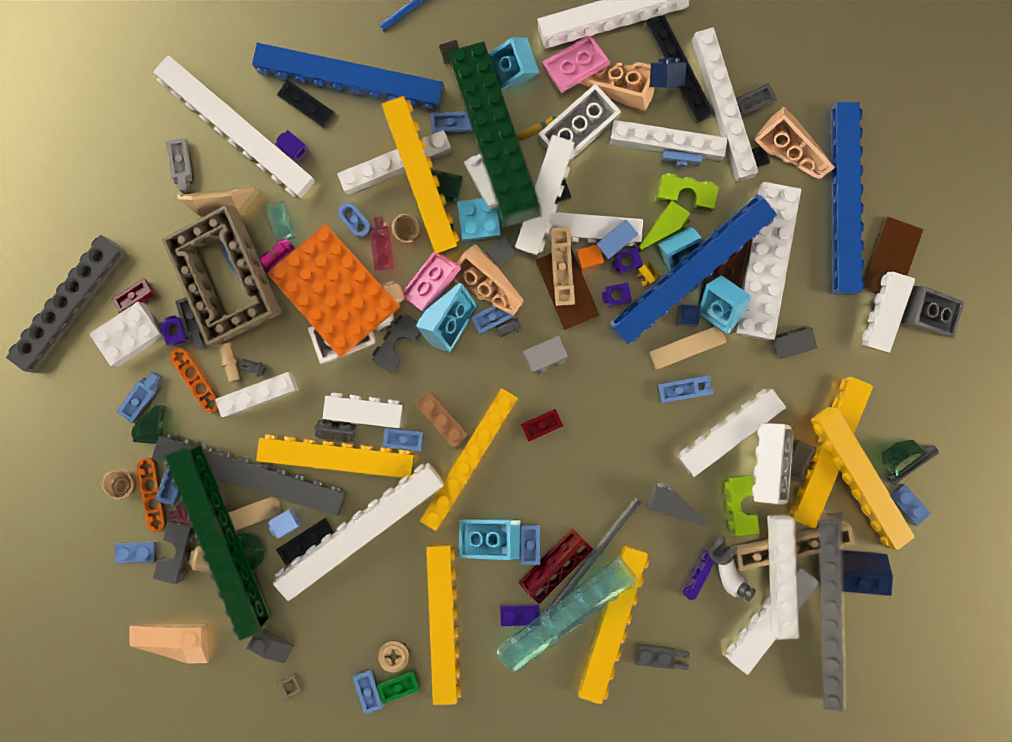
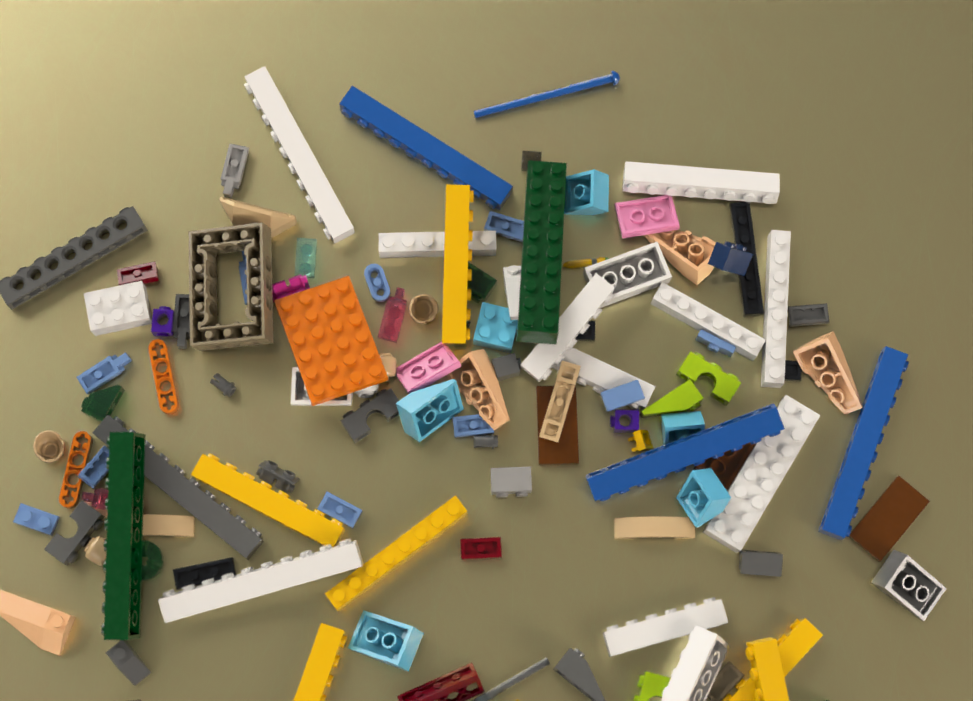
camera: 20 degrees right, 10 degrees down
(229, 362) = (202, 372): tan pin -> none
(256, 395) = (216, 412): white brick -> none
(284, 523) = (191, 547): light blue brick -> none
(291, 146) = (345, 191): dark purple brick -> none
(305, 103) = (374, 158): black tile -> none
(363, 412) = (312, 468): white brick -> none
(442, 419) = (385, 505): medium nougat brick -> none
(530, 545) = (423, 662): medium blue plate -> none
(590, 257) = (590, 404): orange panel -> none
(624, 291) = (611, 446): dark purple brick -> none
(684, 389) = (635, 567): medium blue plate -> none
(688, 315) = (665, 496): dark blue brick -> none
(888, 311) = (864, 568): white brick -> none

